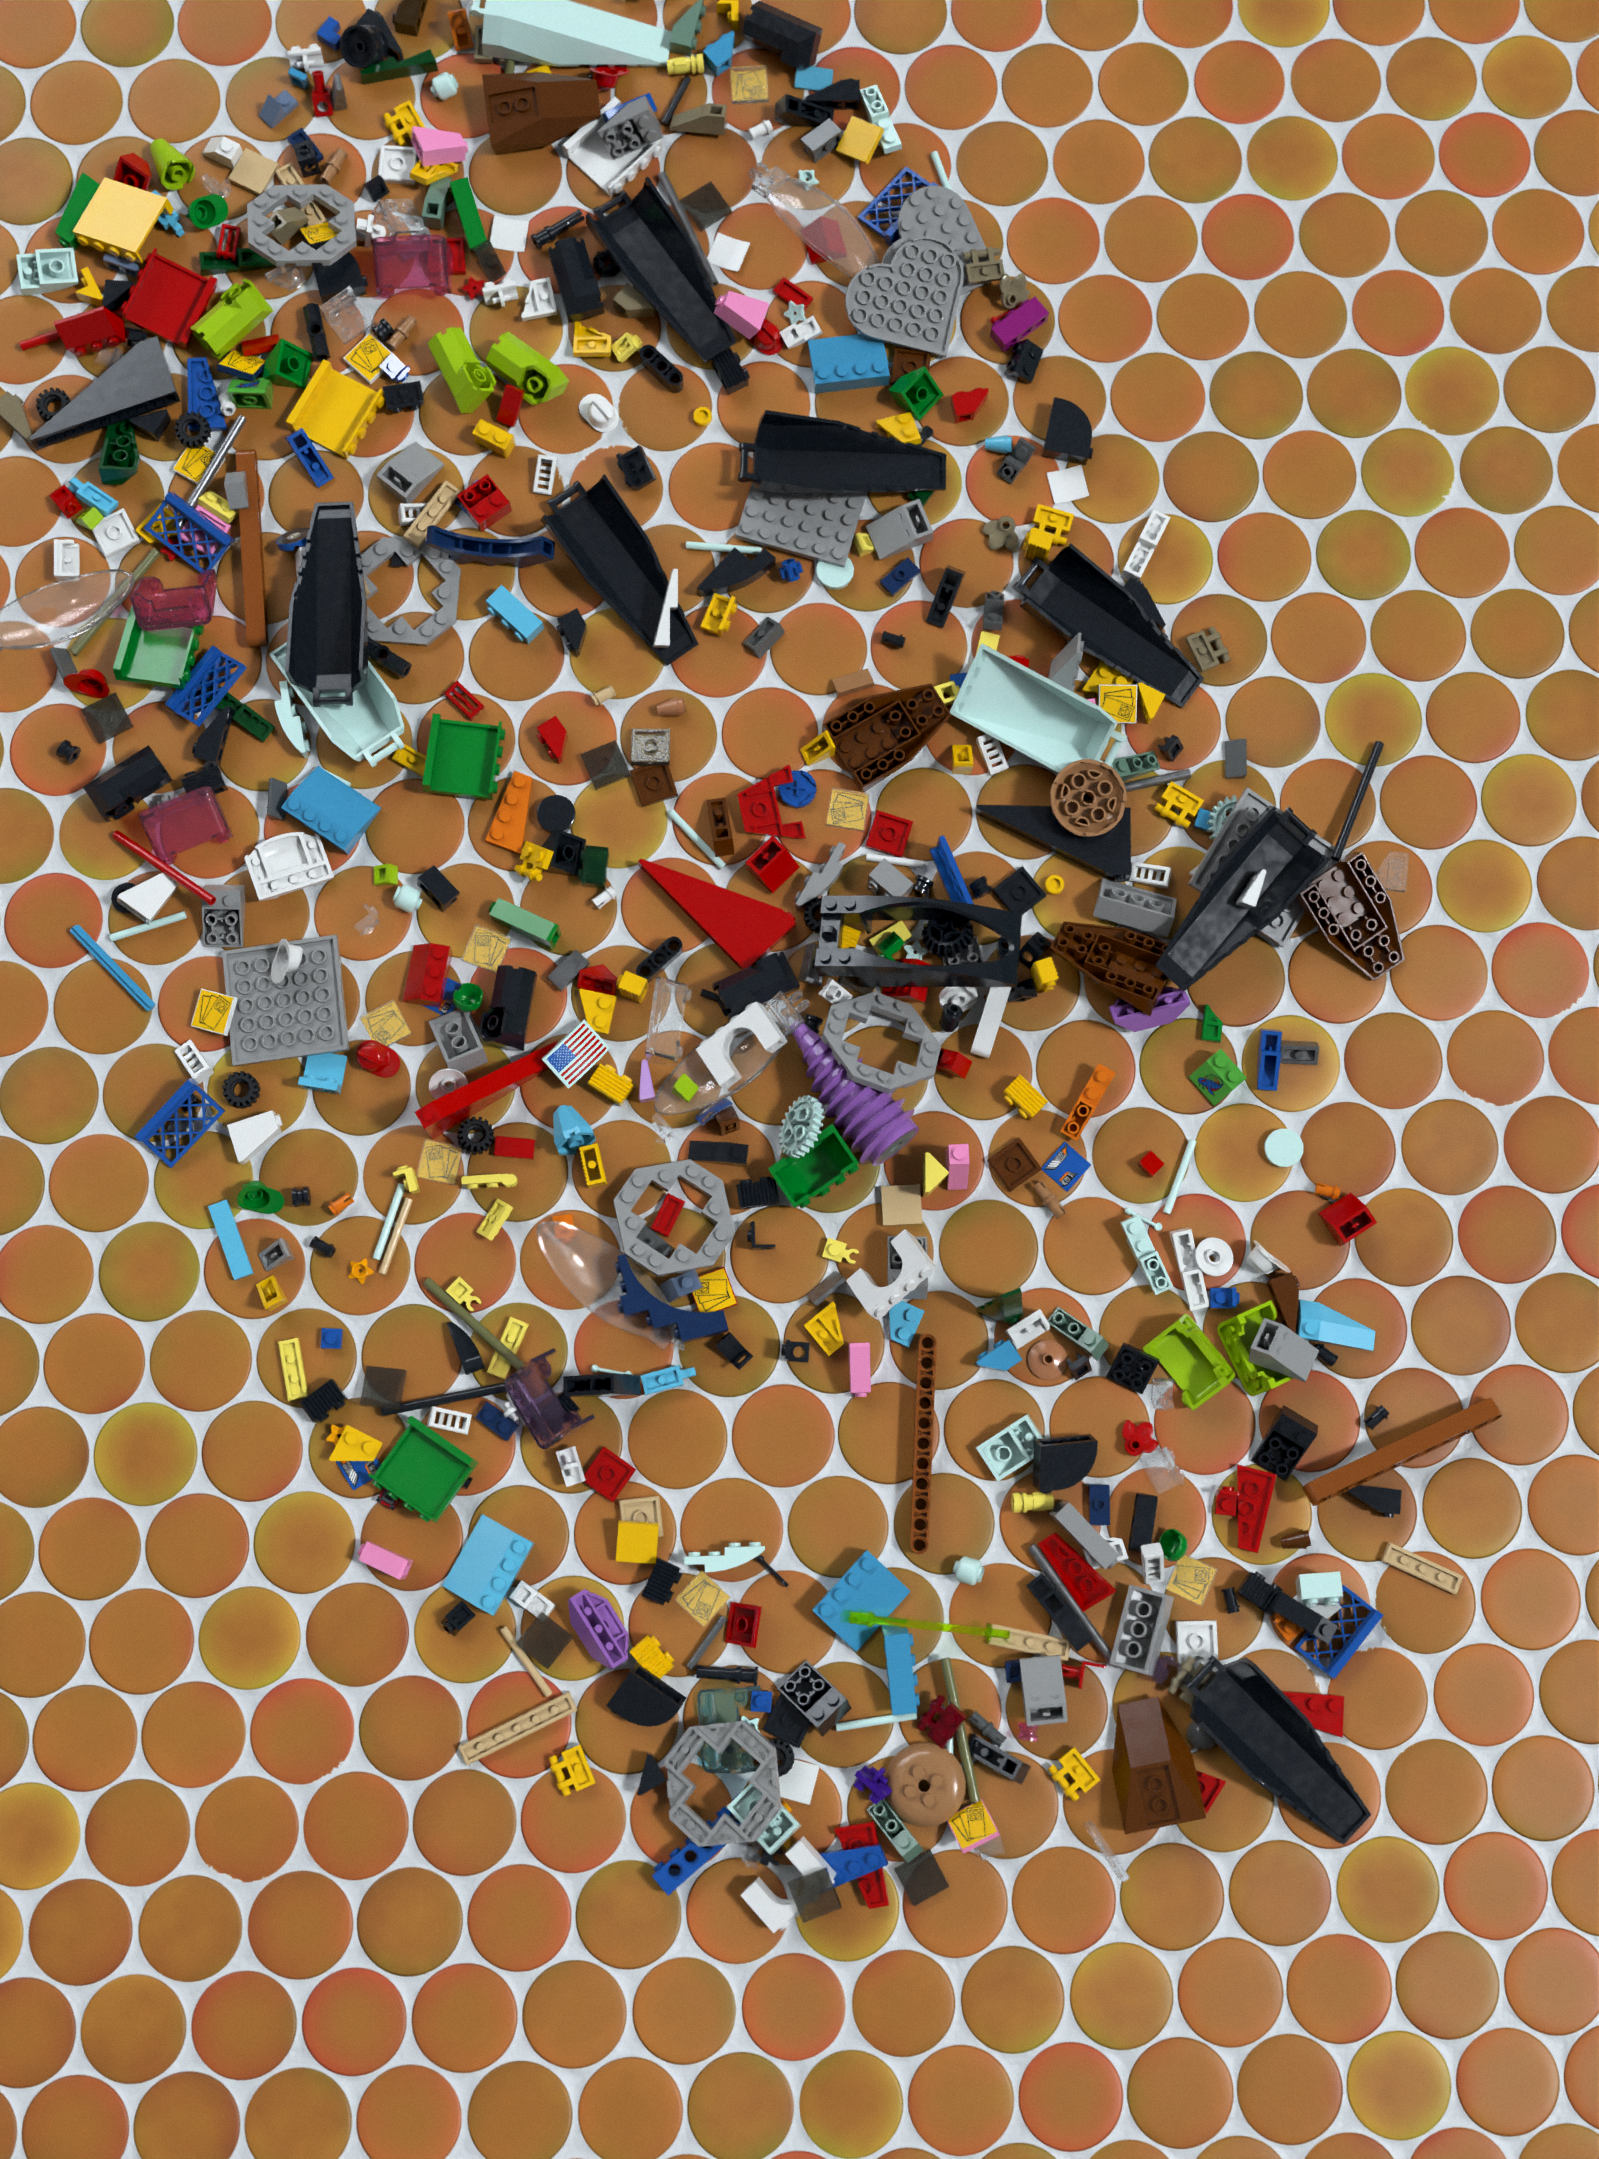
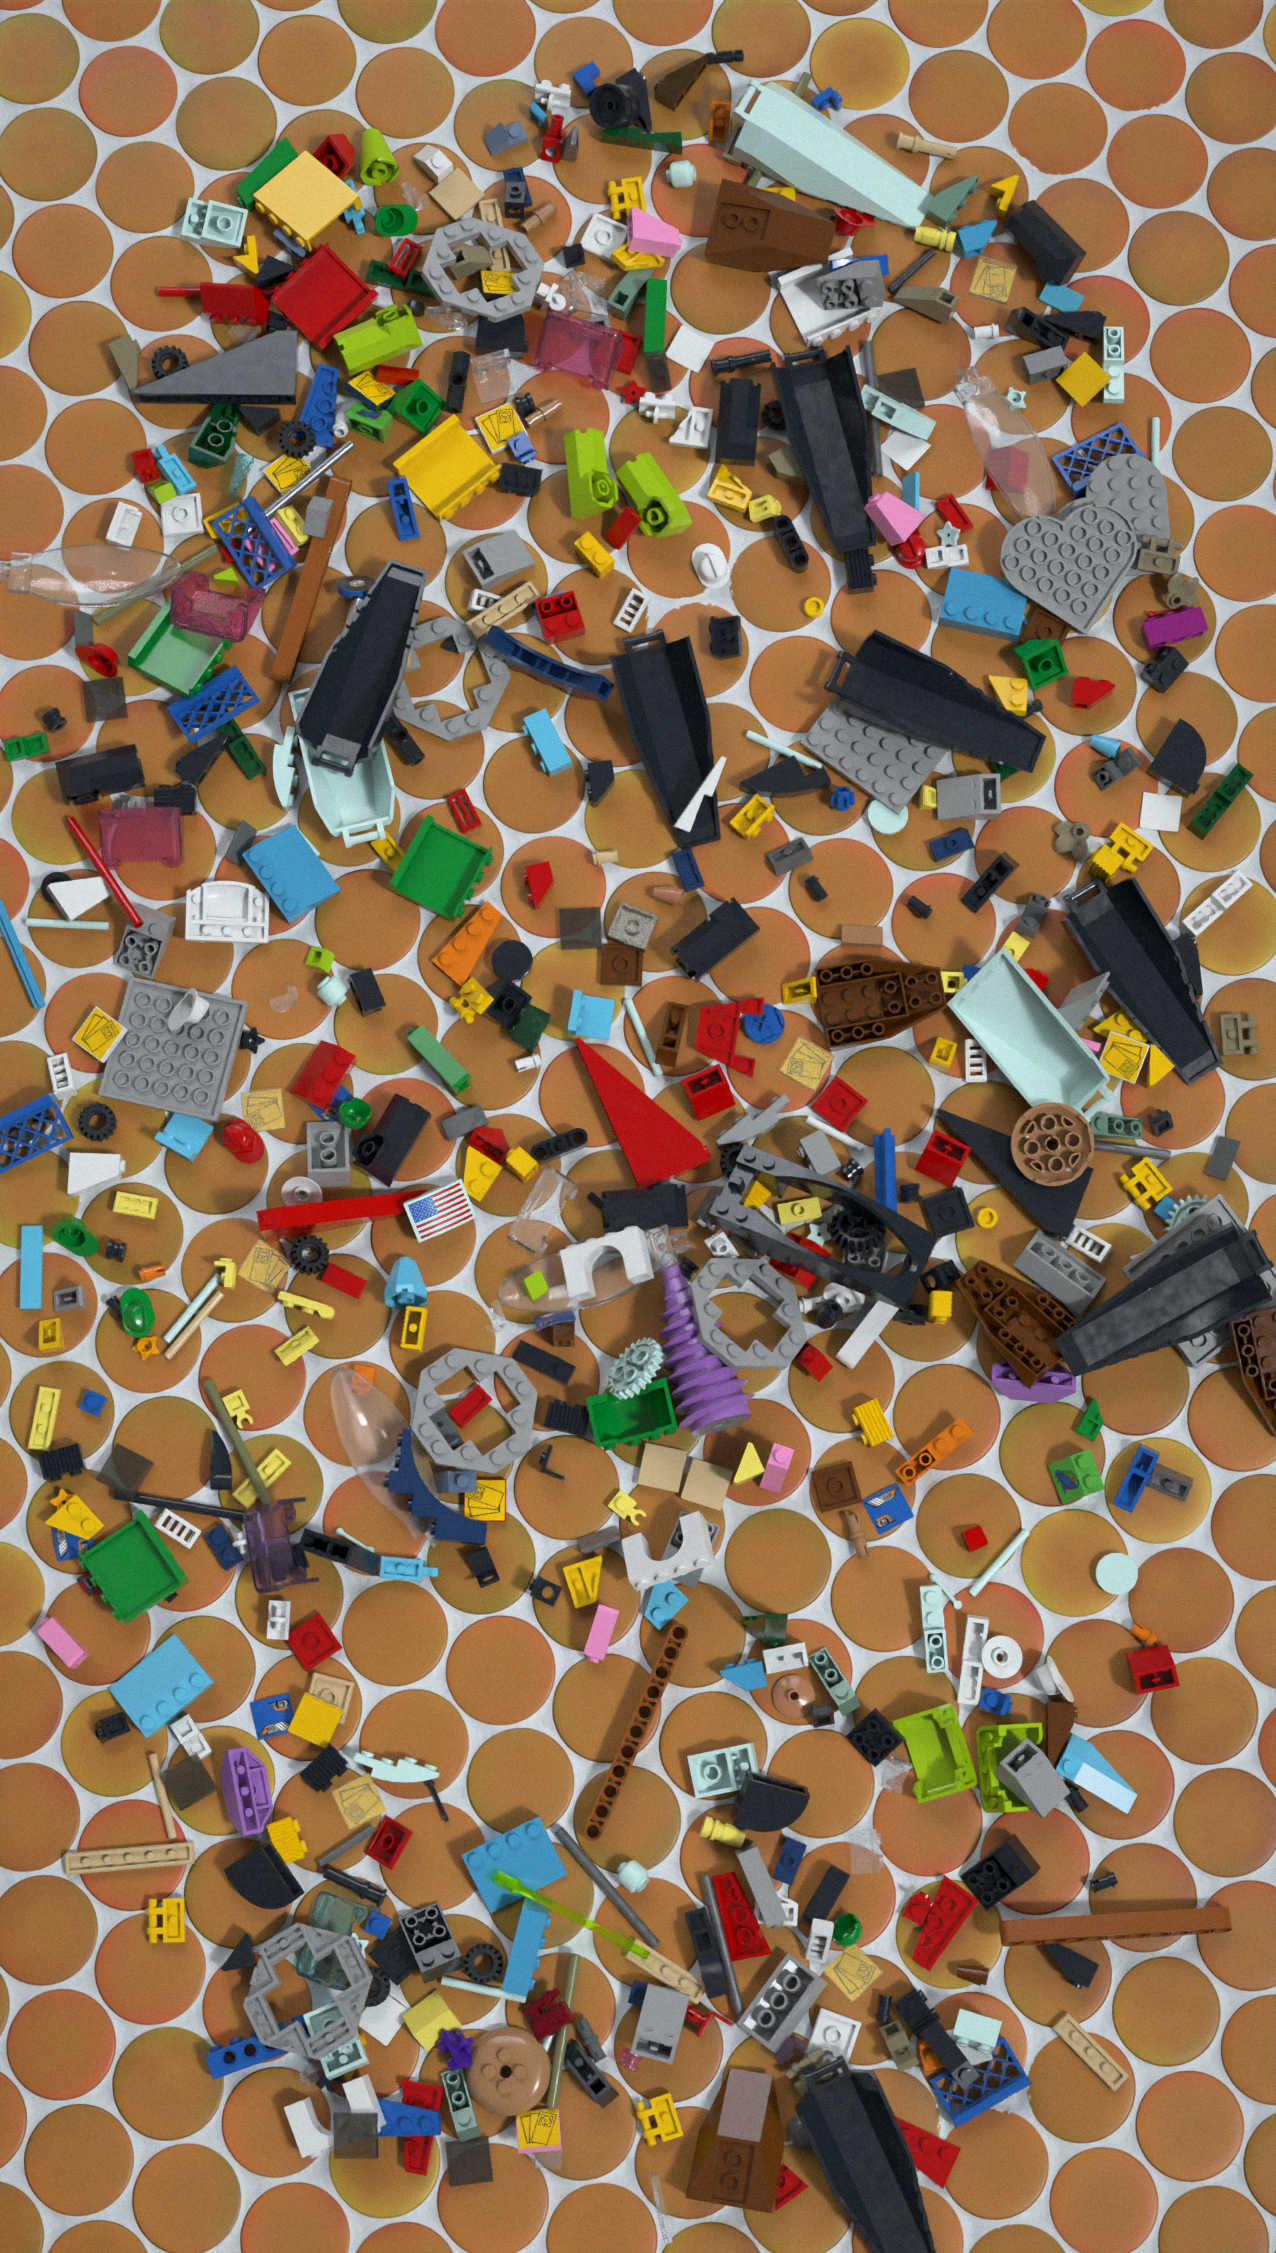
camera: 25 degrees right, 0 degrees up
(52, 785) = (25, 748): none -> green slope
(153, 472) = (240, 472): none -> clear light blue slope
(176, 573) = (227, 578): none -> lime slope
(257, 280) = (416, 307): none -> black tile
(303, 1150) = (135, 1205): none -> light yellow plate
(340, 1244) = (137, 1312): none -> green piece
(351, 973) = (257, 1040): none -> black plate
(486, 948) = (391, 1070): clear tile -> none
(596, 1553) = (272, 1716): none -> blue sticker
(610, 1084) = (463, 1254): yellow brick -> none
(644, 837) = (590, 1016): none -> medium azure bracket
(646, 1090) = (497, 1269): lavender slope -> none
(680, 680) = (688, 870): none -> dark blue plate
(711, 224) = (896, 413): none -> light aqua slope
(727, 731) = (714, 940): none -> black brick
(747, 284) = (910, 490): none -> medium azure slope
(798, 656) = (816, 888): none -> black pin
(839, 1766) = (430, 2020): none -> light yellow slope
(856, 1205) = (662, 1467): none -> tan tile
(876, 1707) = (492, 1973): none -> black tyre
(890, 945) = (795, 1219): green bracket -> none
(931, 1014) = (810, 1304): none -> white pin
(950, 1589) = (607, 1887): none -> flat silver piece
(997, 847) = (942, 1158): none -> red slope
(1115, 457) = (1220, 801): none -> dark green slope
(1141, 1436) = (857, 1808): red plate -> none
(1251, 893) = (1180, 1303): white slope -> none
(1257, 1628) = (898, 2045): none -> dark tan brick

